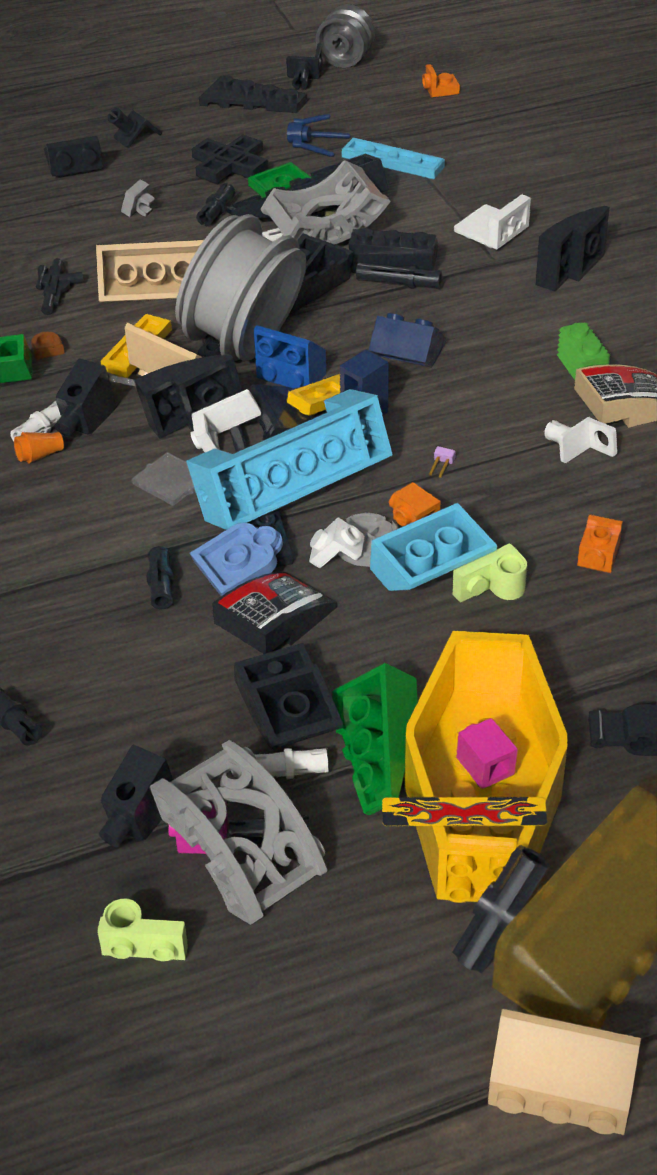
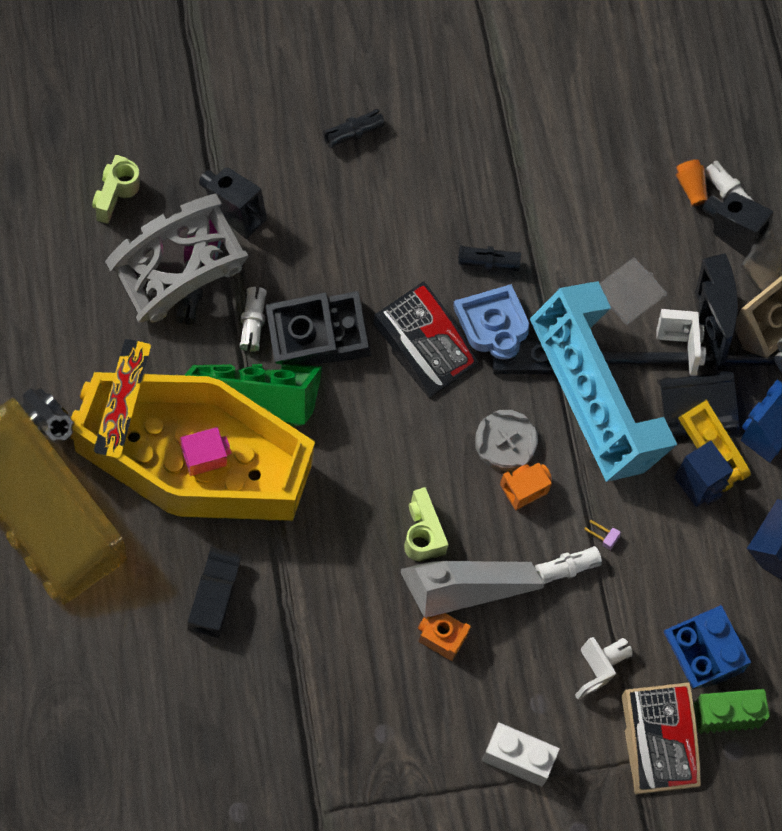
camera: 90 degrees right, 25 degrees up
(336, 538) = (493, 407): white bracket -> none
(428, 548) = (453, 476): medium azure slope -> none
(487, 475) = (569, 565): none -> white pin
(529, 370) = (708, 648): none -> blue slope
(543, 535) = (461, 584): none -> light grey wedge

